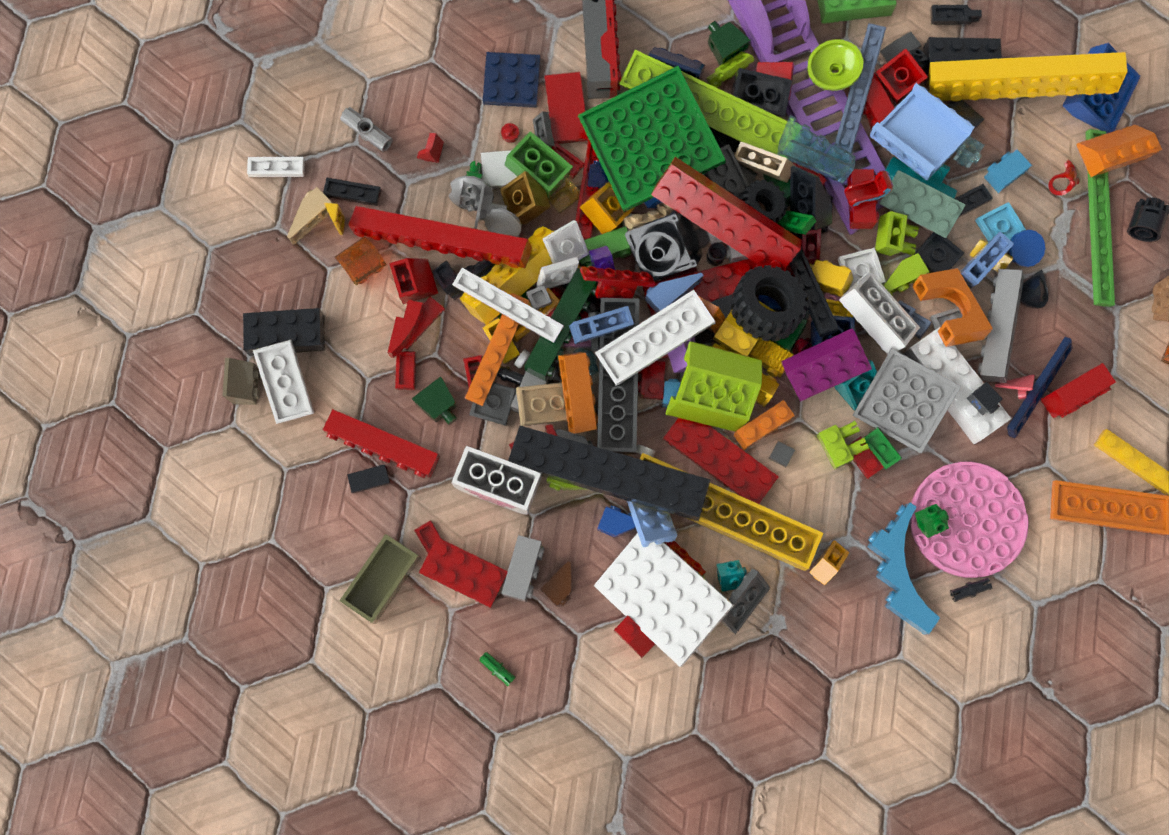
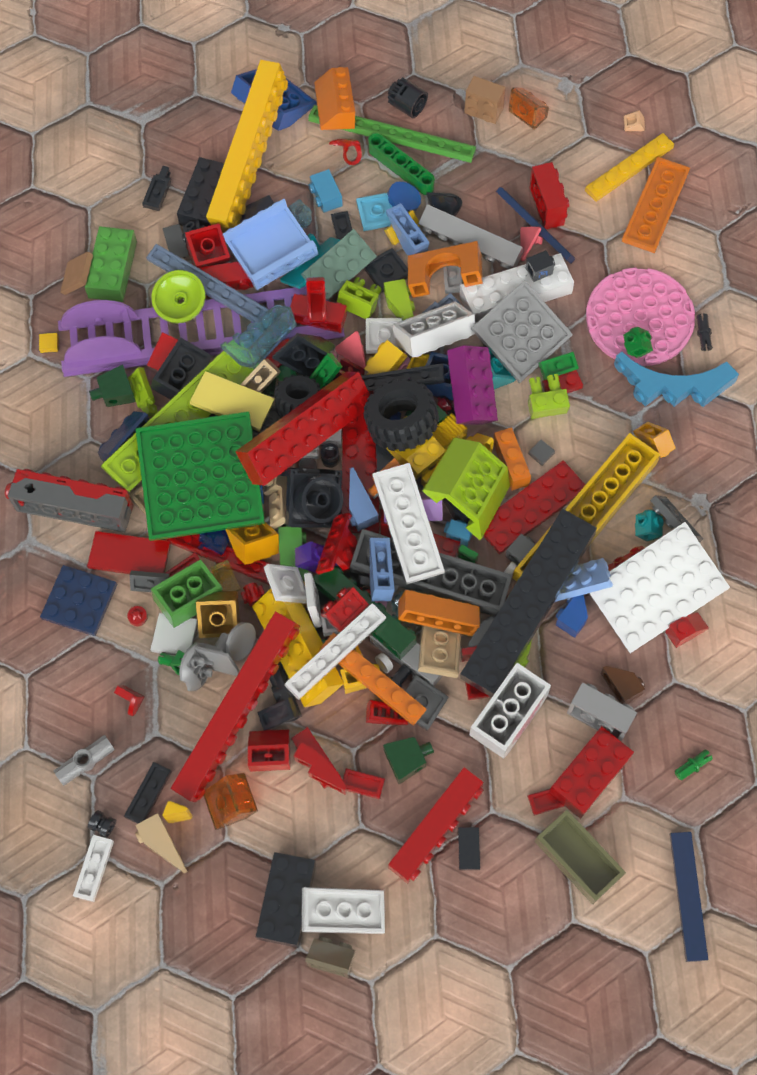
camera: 70 degrees left, 10 degrees down
(314, 161) = (101, 823): none -> black wheel
(371, 689) = (688, 897): none -> dark blue tile
(552, 302) = (344, 608): none -> red bracket
(555, 222) = (252, 593): none -> red gear
(650, 408) = (467, 554): none -> green tile
(671, 455) = (519, 549): none -> dark grey brick
(737, 144) = (226, 397): none -> light yellow tile
(834, 244) = (352, 349): none -> coral piece
(1072, 230) = (401, 163): none -> green beam

